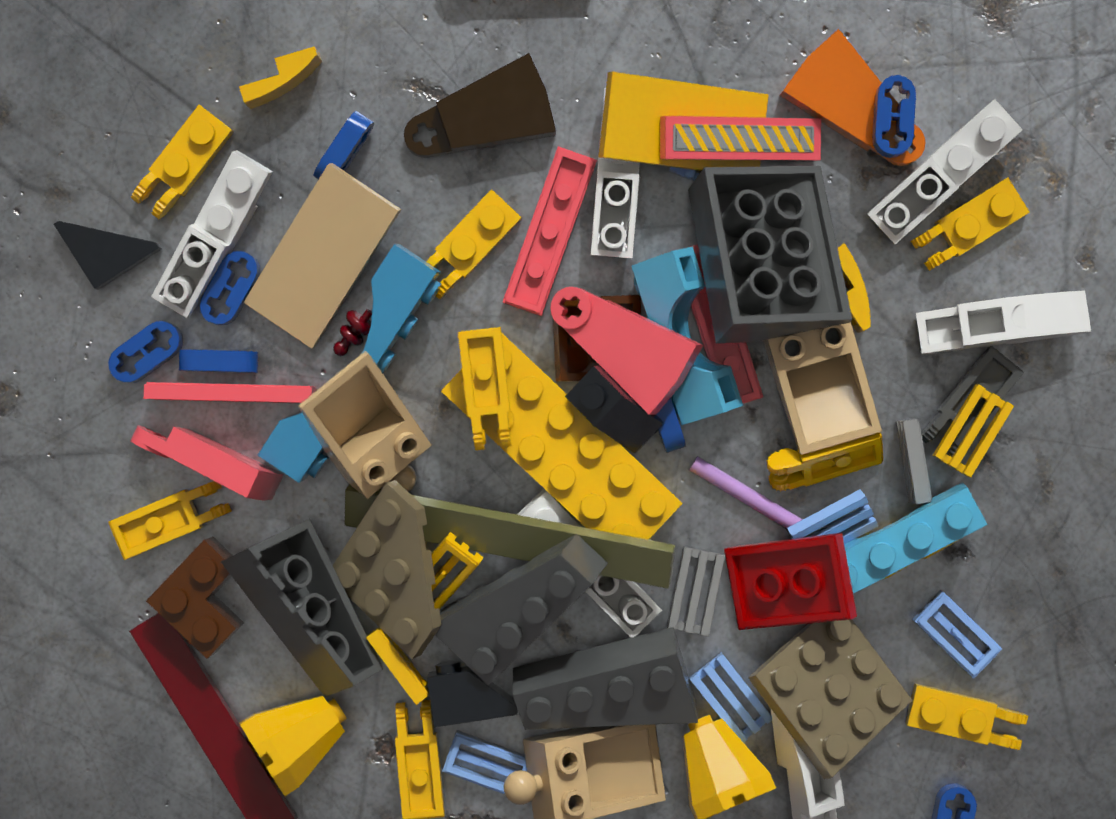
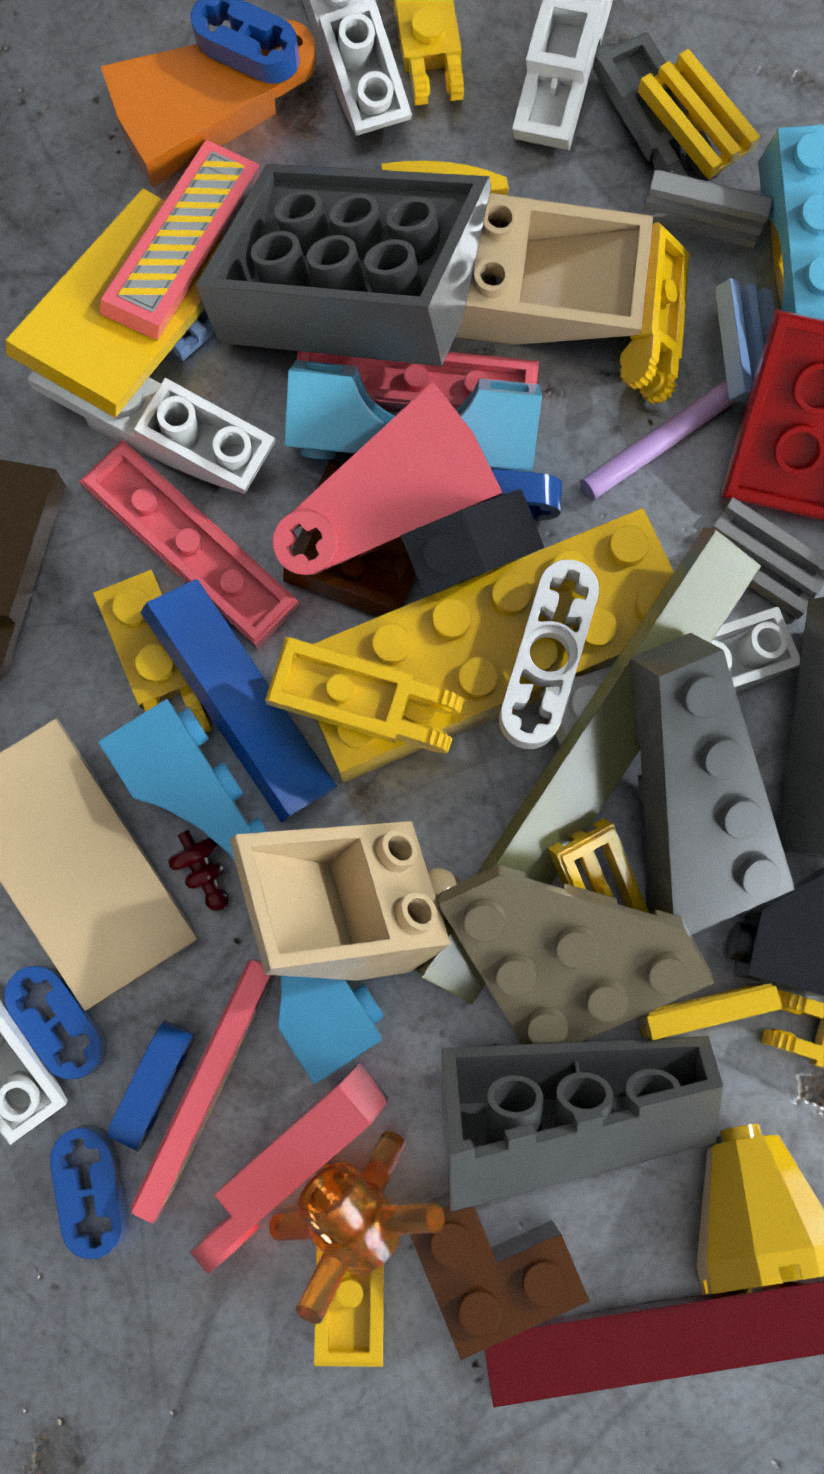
camera: 70 degrees left, 10 degrees down
(192, 509) = (352, 1222): none -> clear orange bar
(463, 307) = (235, 697): none -> blue tile
(529, 498) = (579, 614): none -> white beam

